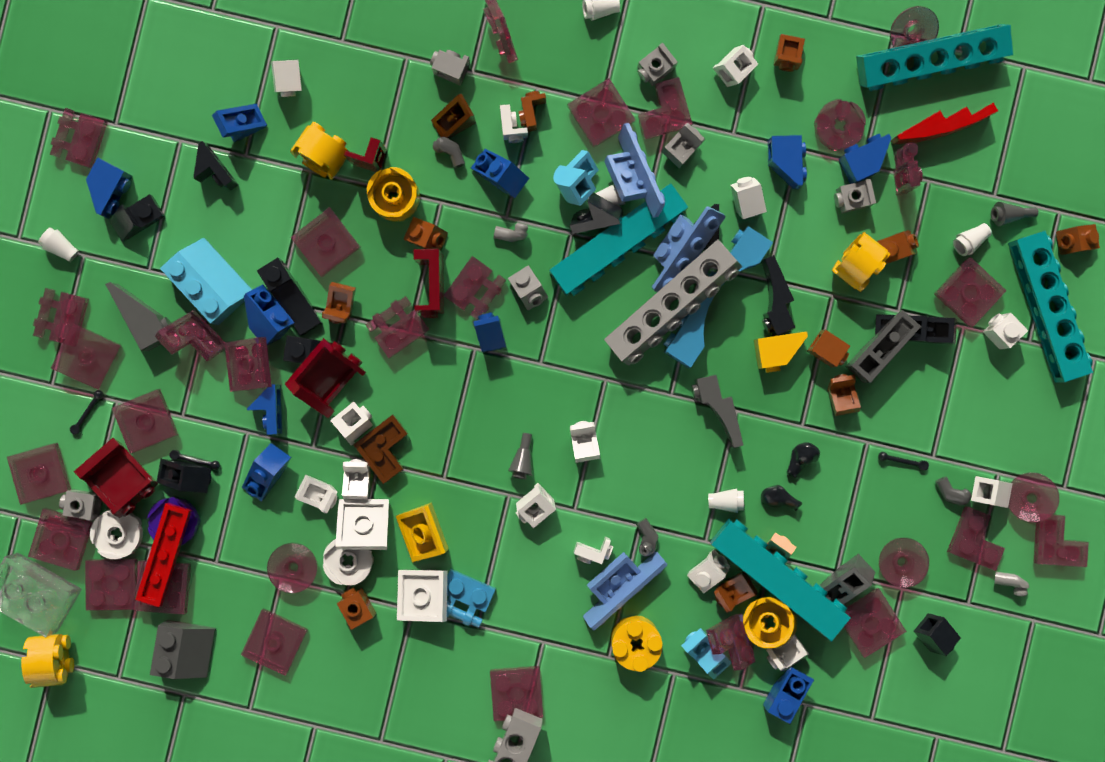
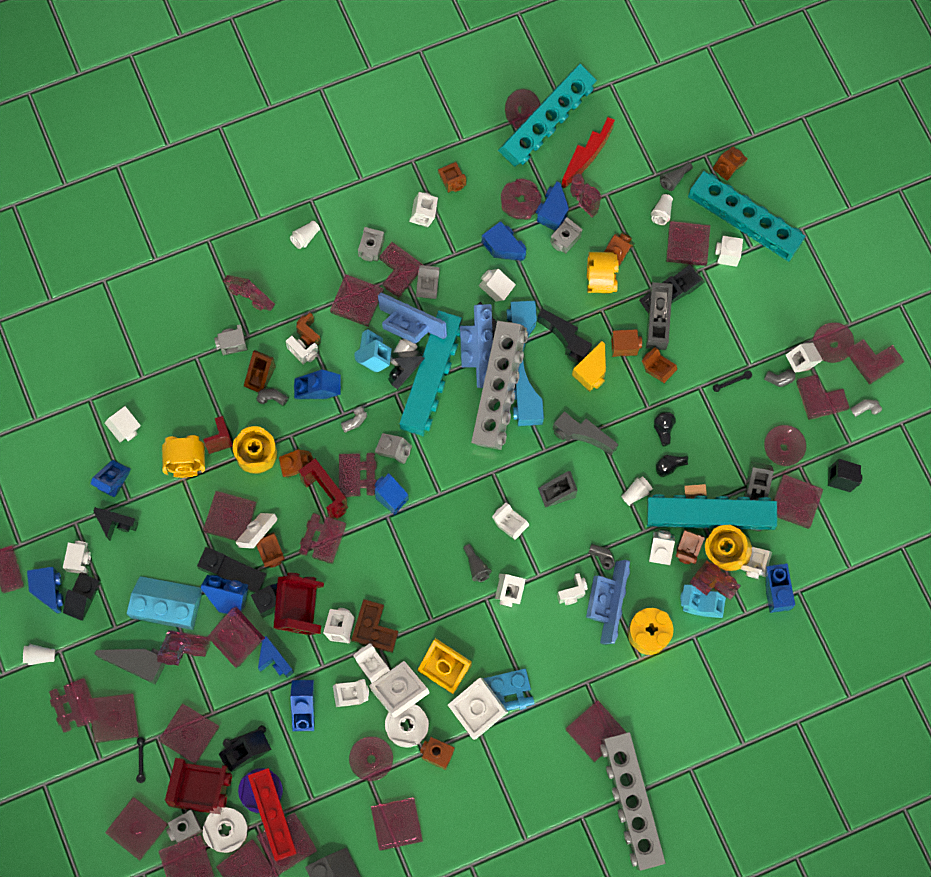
camera: 45 degrees left, 15 degrees down
(155, 177) = (77, 558): none -> white brick
(339, 275) = (256, 530): none -> white plate
(652, 445) = (558, 490): none -> dark grey slope

